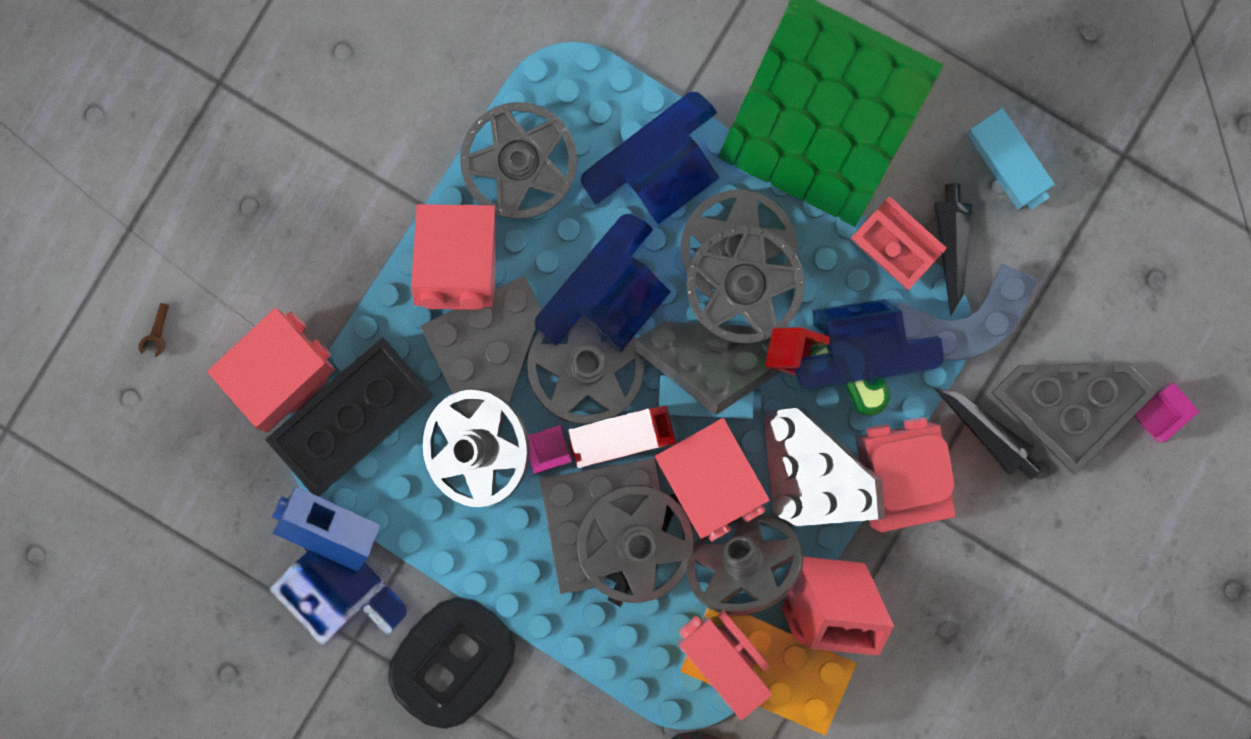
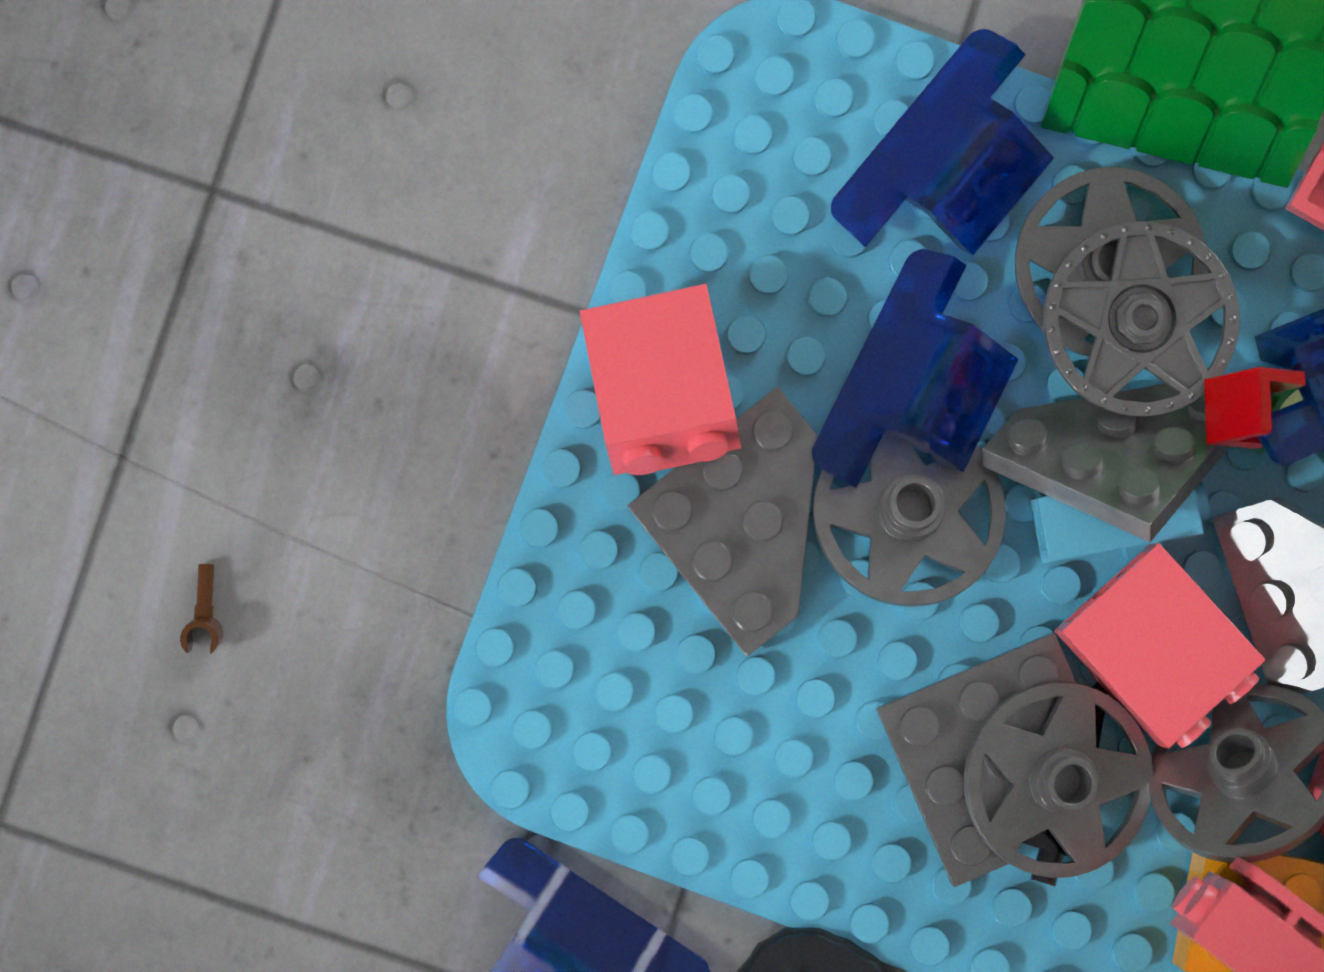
camera: 10 degrees left, 0 degrees up
(273, 370) = (407, 631): coral brick -> none
(325, 528) = (550, 868): brick -> none
(349, 417) = (547, 680): black plate -> none
(476, 448) = (766, 682): wheel -> none
(518, 160) = (726, 202): flat silver wheel -> none
(548, 449) = (880, 659): dark pink panel -> none
(621, 436) = (999, 611): brick -> none

